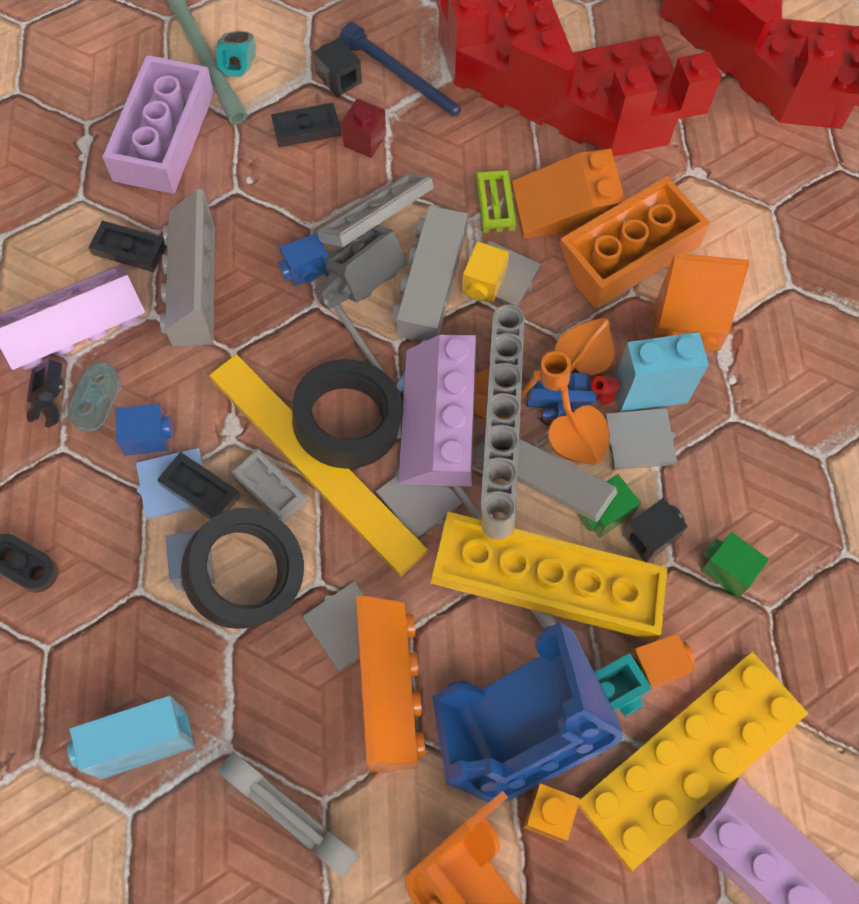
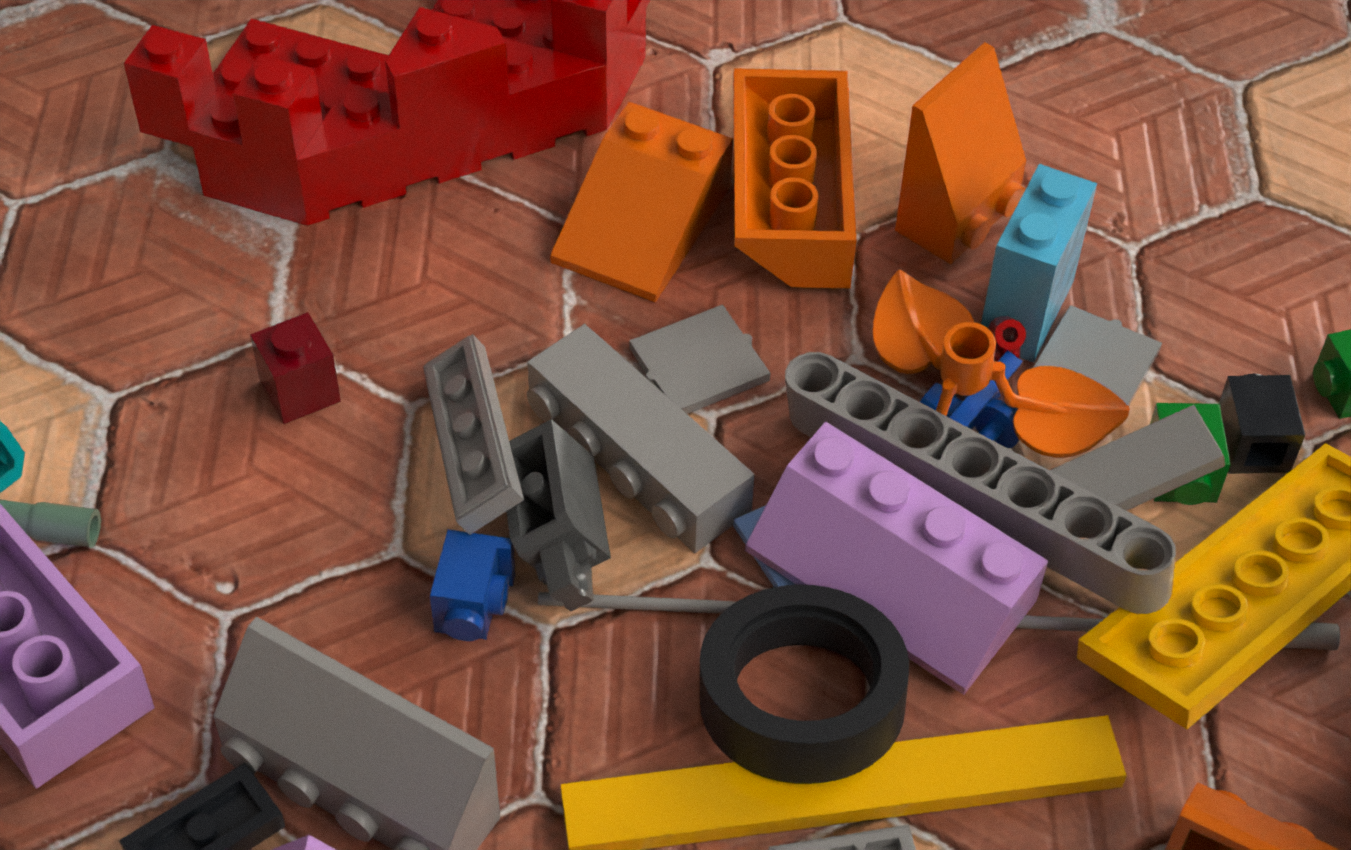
camera: 55 degrees left, 15 degrees down
(305, 125) = (205, 443): black plate -> none
(337, 67) = (139, 337): black brick -> none
(355, 38) = (108, 286): dark blue piece -> none
(418, 505) = (1014, 689): light grey piece -> none
(485, 272) = (696, 366): yellow brick -> none
(496, 223) = (561, 300): lime tile -> none

